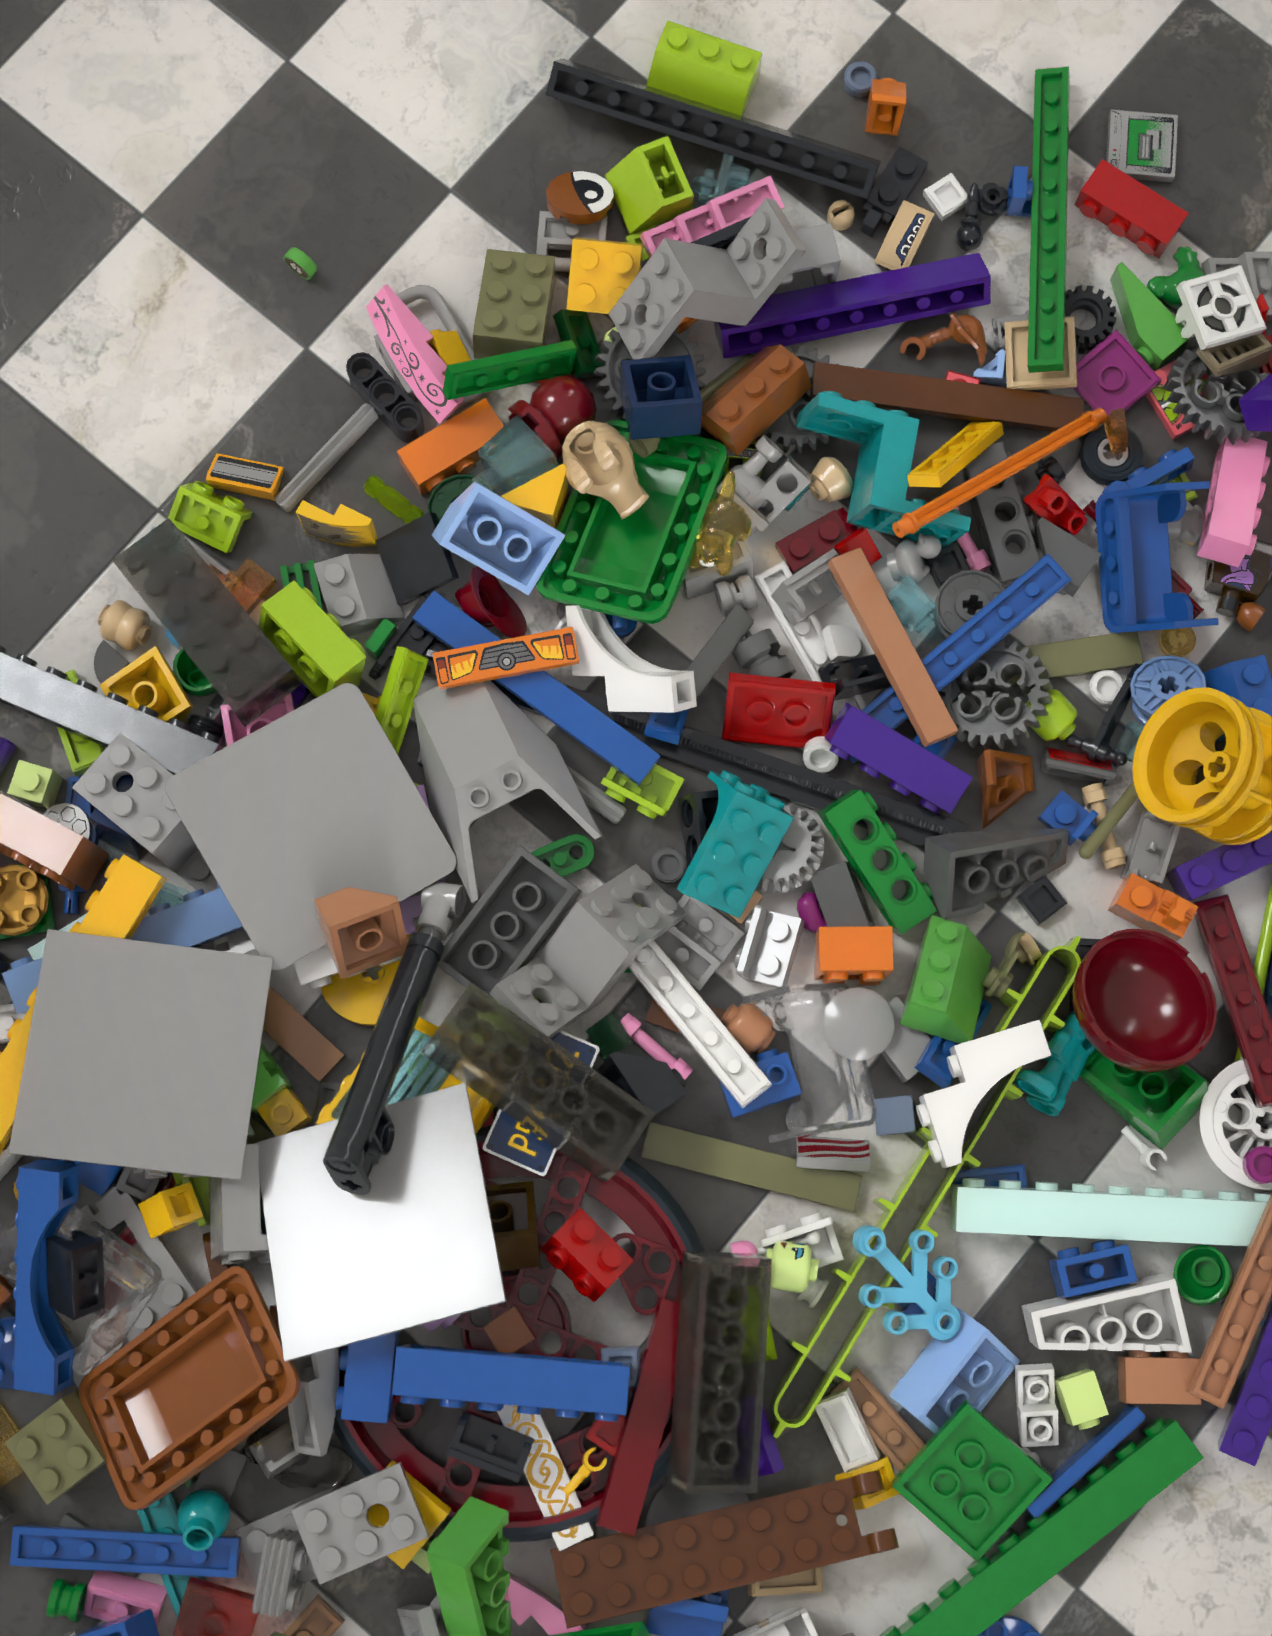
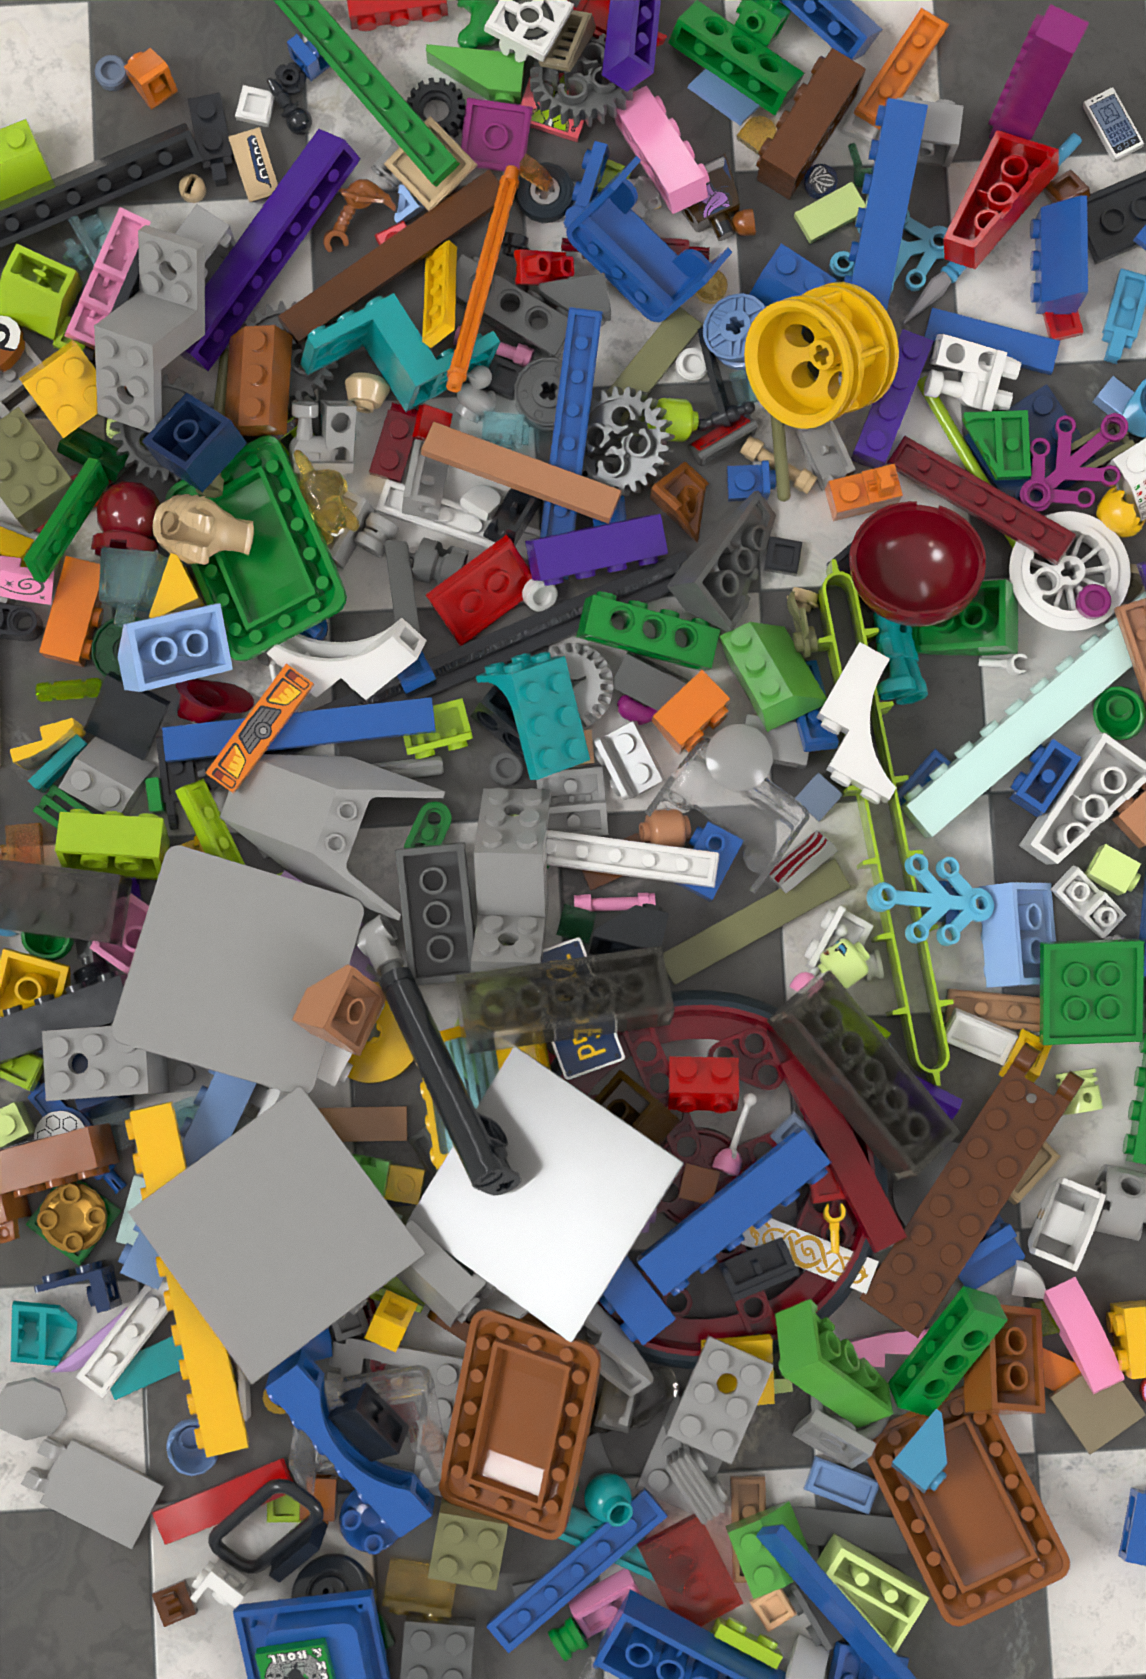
camera: 45 degrees left, 5 degrees up
(327, 548) = (58, 764): none -> teal tile
(551, 1335) = (729, 1159): none -> hinge
(891, 1563) = (1088, 1096): none -> yellowish green piece

